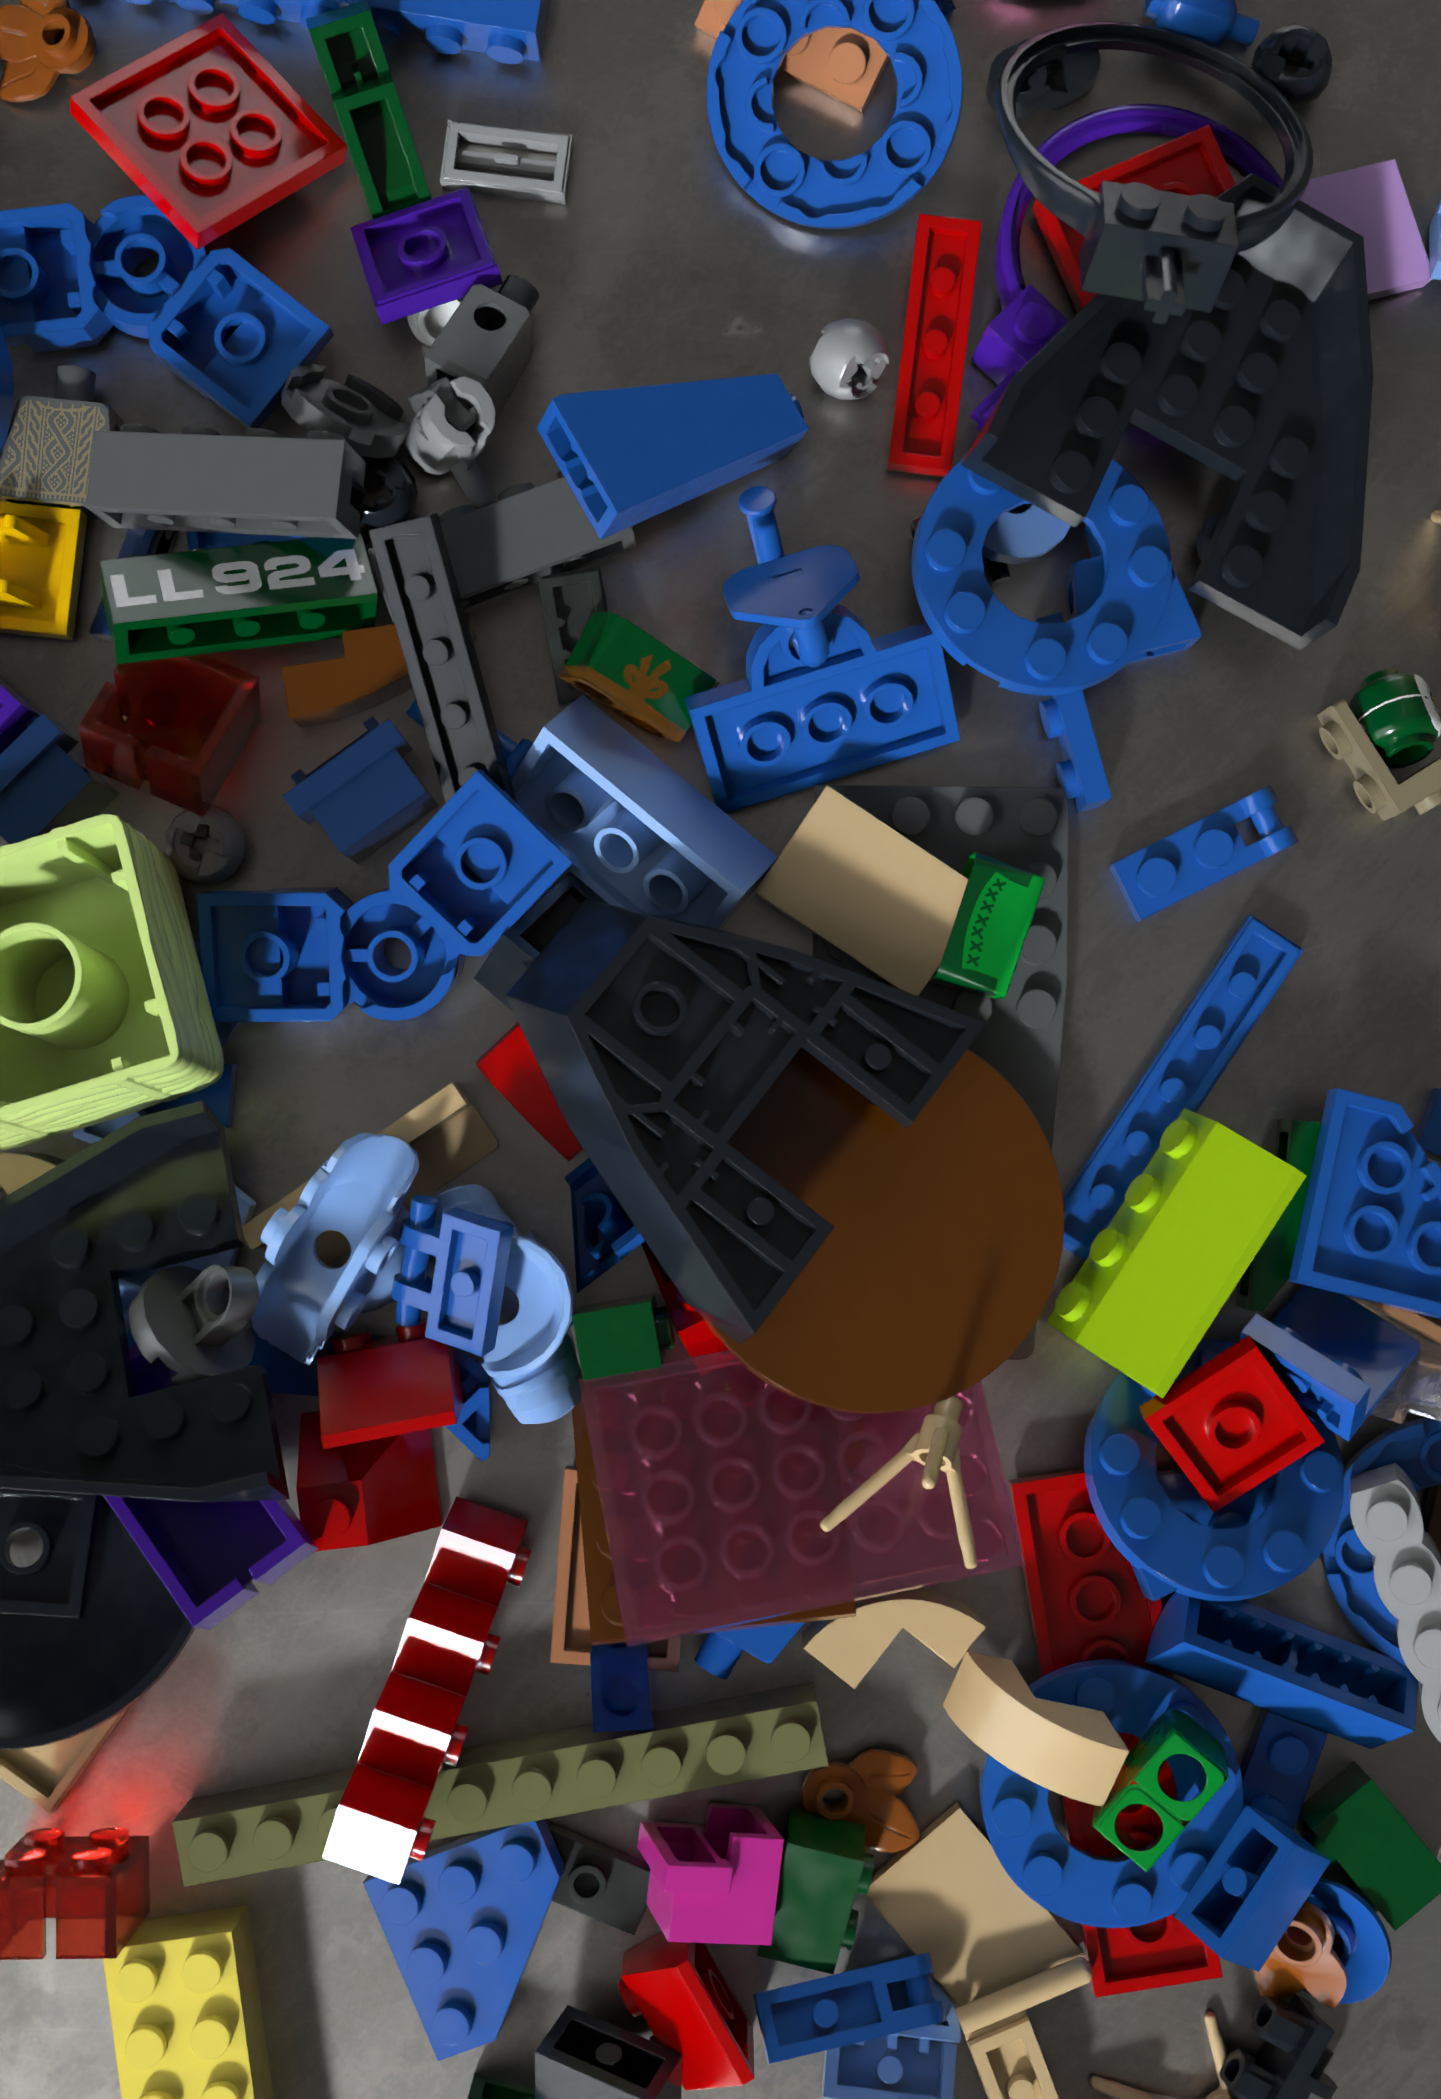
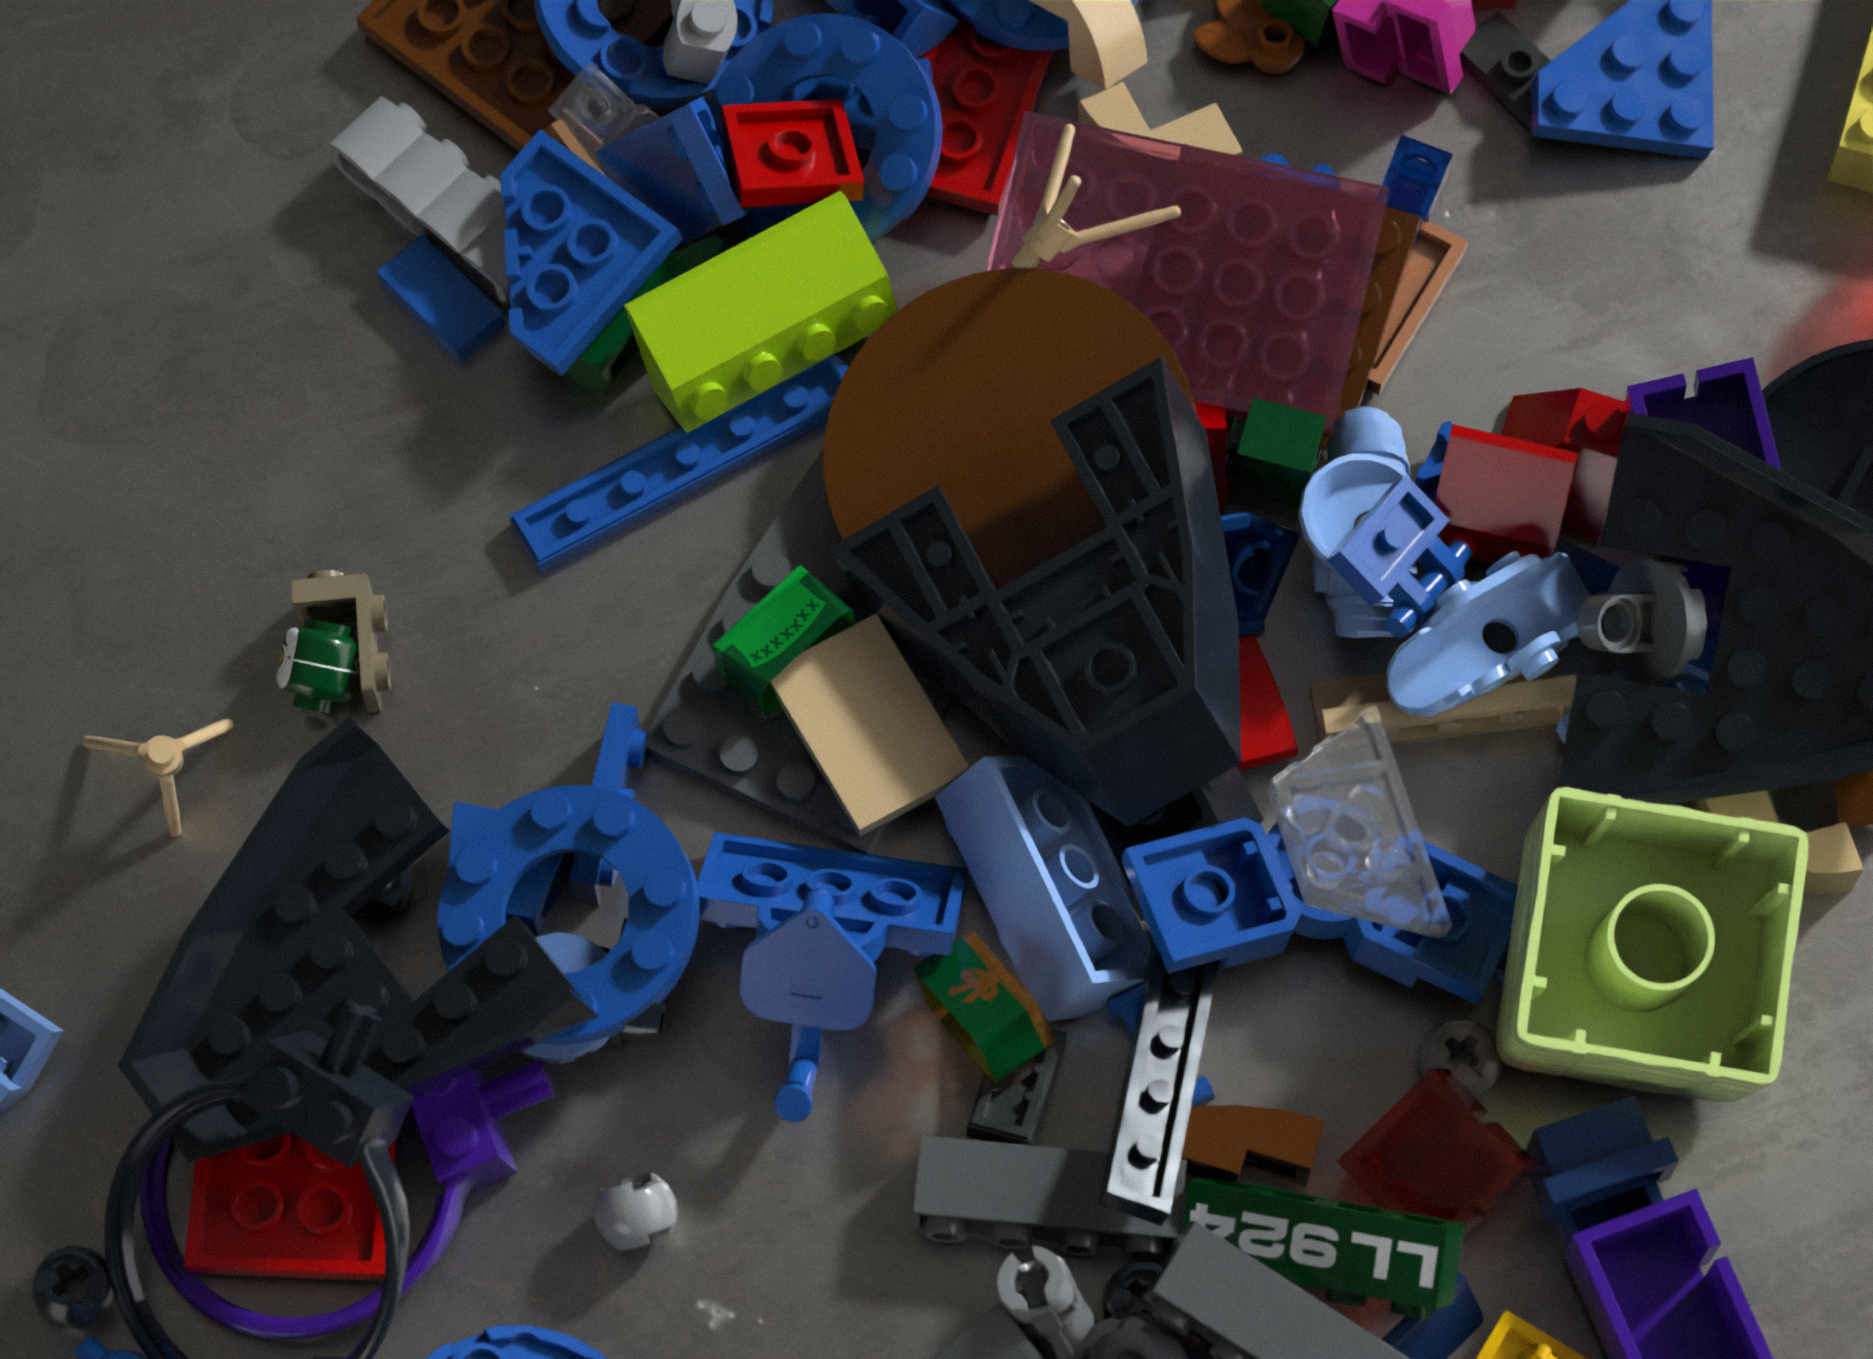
camera: 160 degrees left, 20 degrees down
(363, 792) = (1288, 1031): dark blue plate -> none
(374, 986) = (1357, 833): none -> clear wing
(420, 1706) = (1597, 230): red brick -> none
(519, 1781) = (1561, 168): olive brick -> none
(666, 443) = (850, 1190): blue slope -> none
(934, 345) = (547, 1193): red plate -> none
(1200, 855) = (550, 637): blue plate -> none
(1376, 207) = (88, 1107): lavender tile -> none

